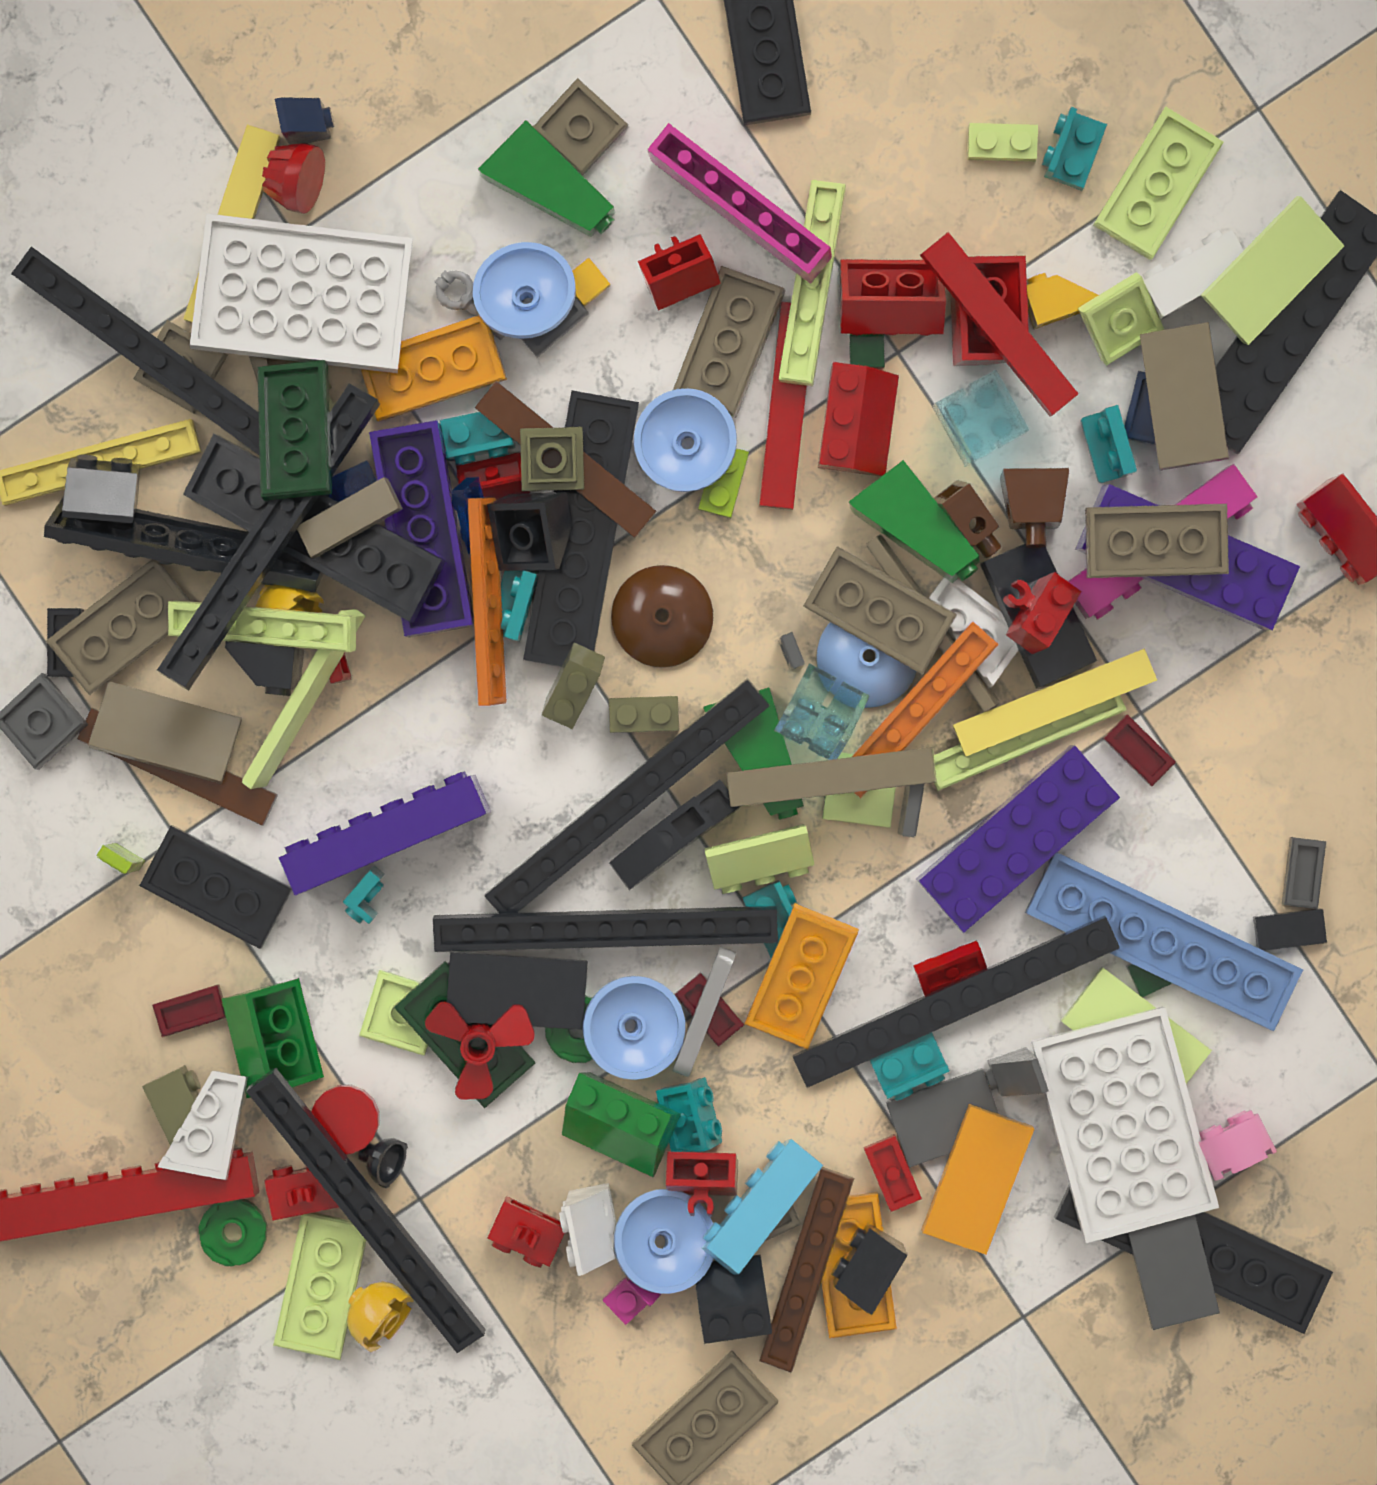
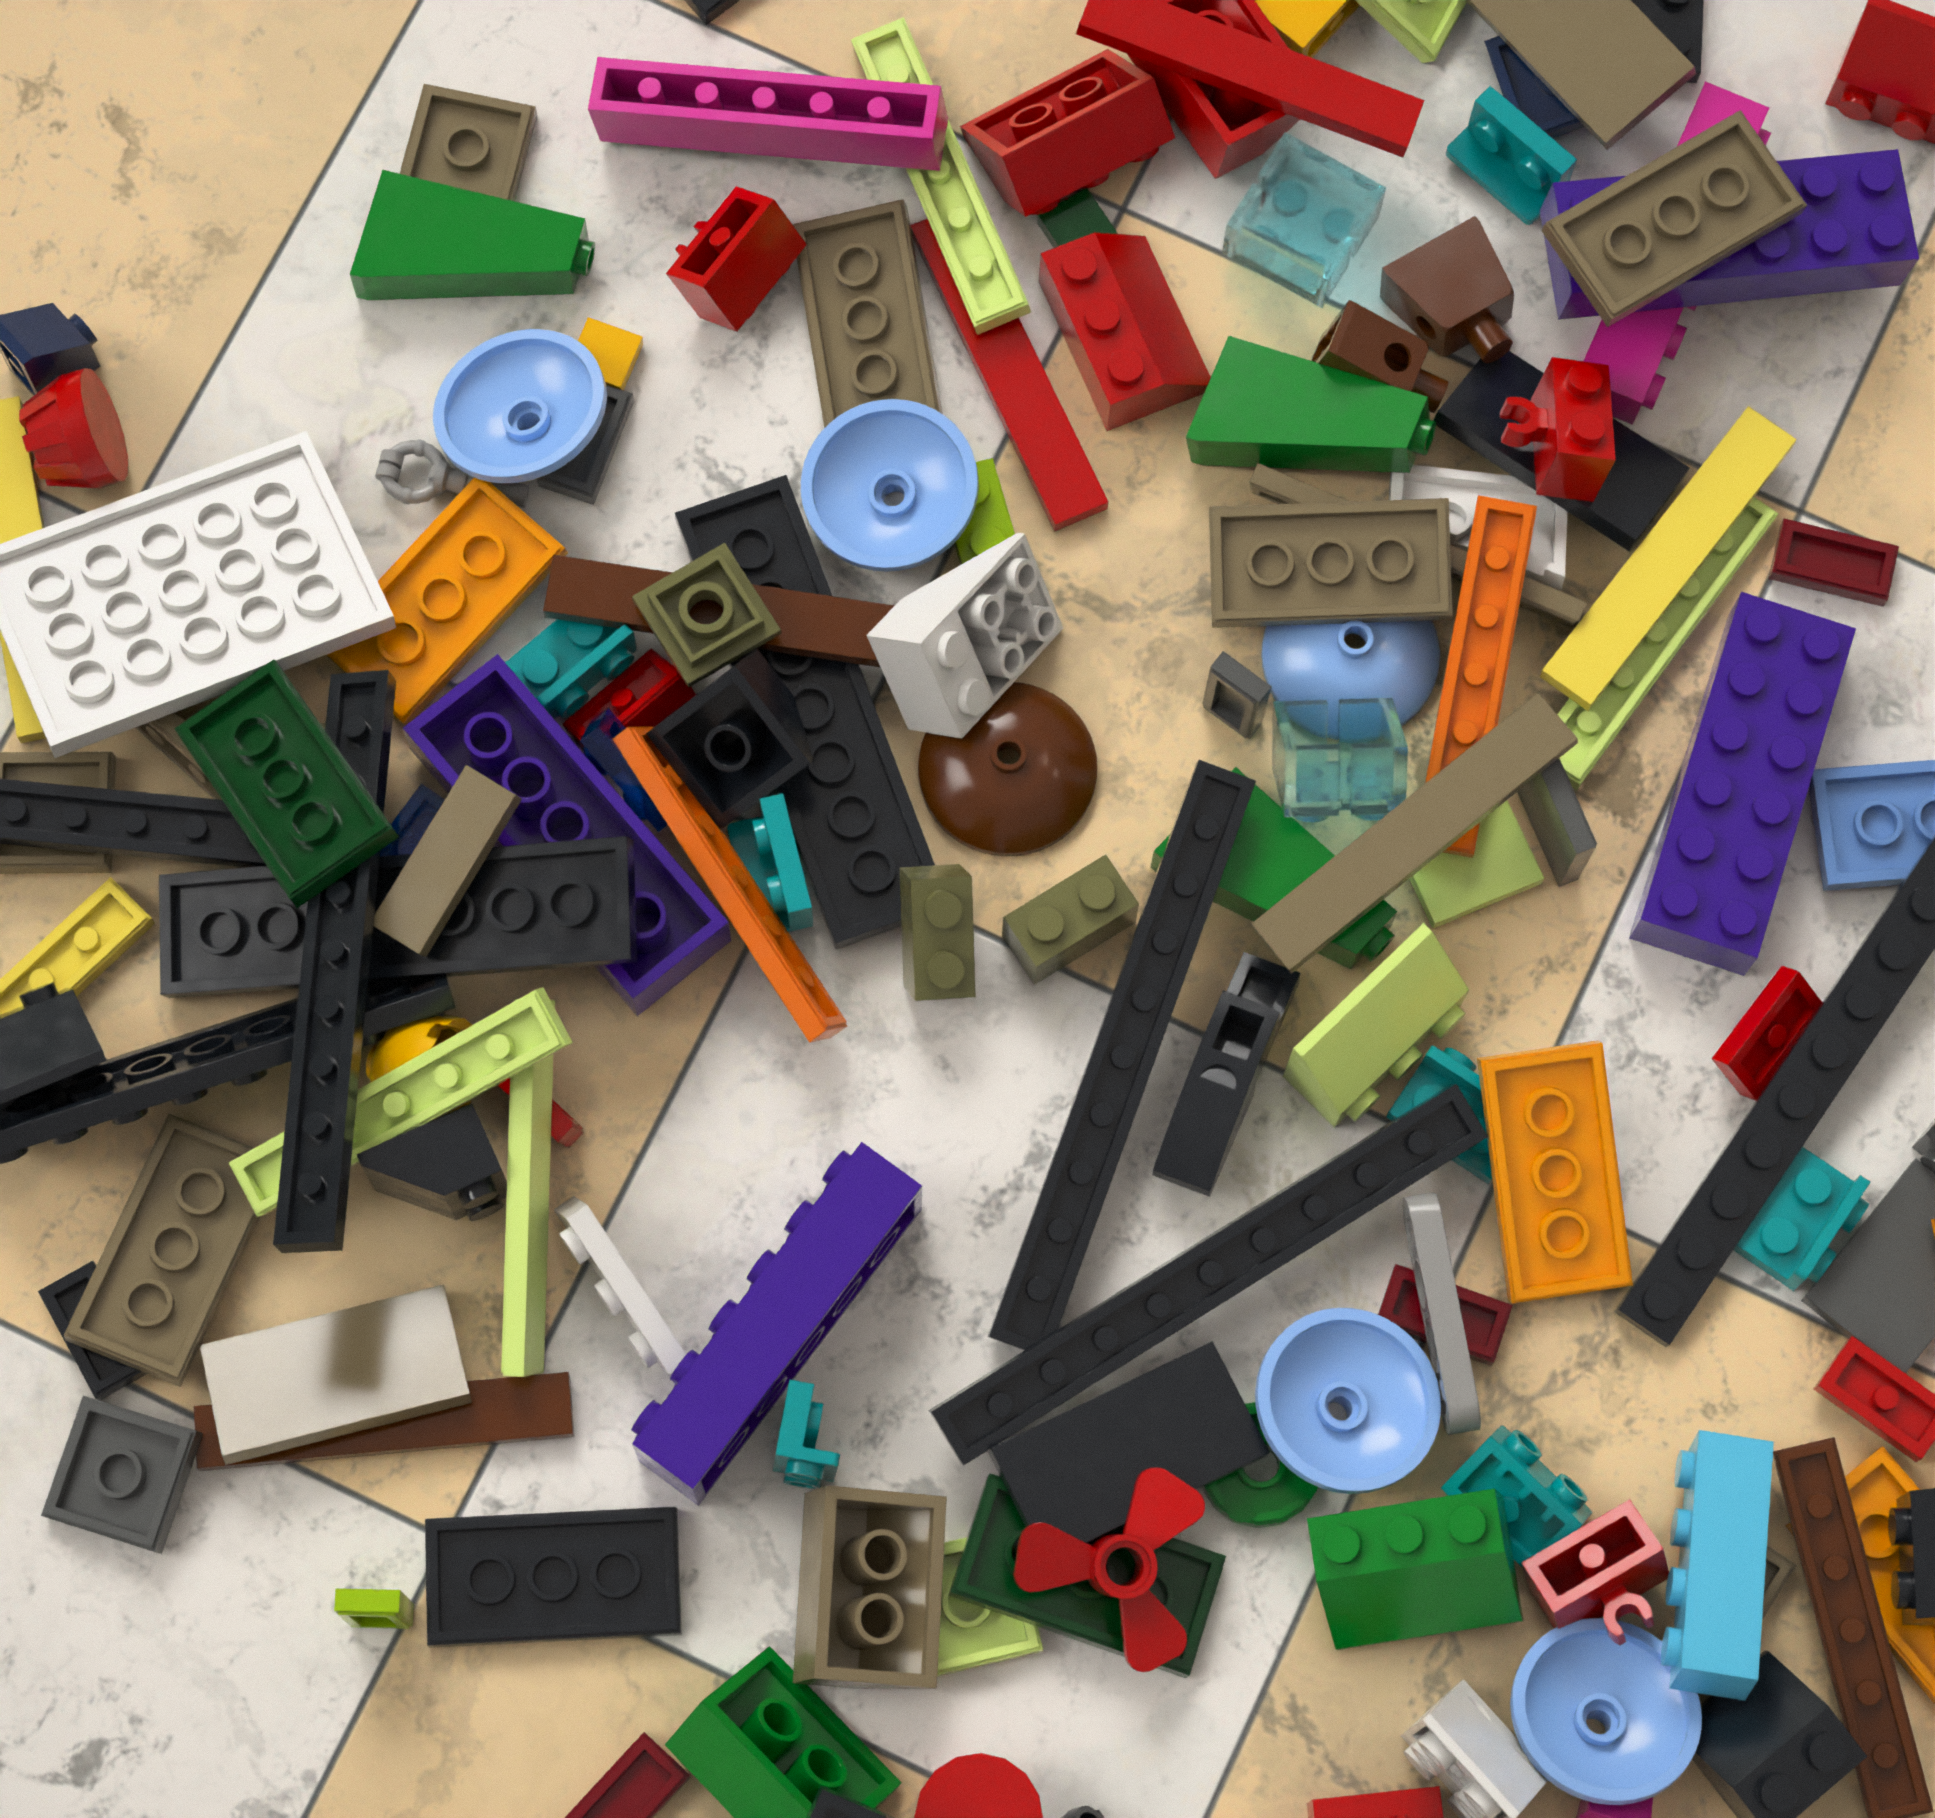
camera: 30 degrees left, 15 degrees down
(324, 803) = (618, 1285): none -> white wing
(357, 983) = (869, 1589): none -> dark tan slope
(675, 544) = (965, 638): none -> white slope

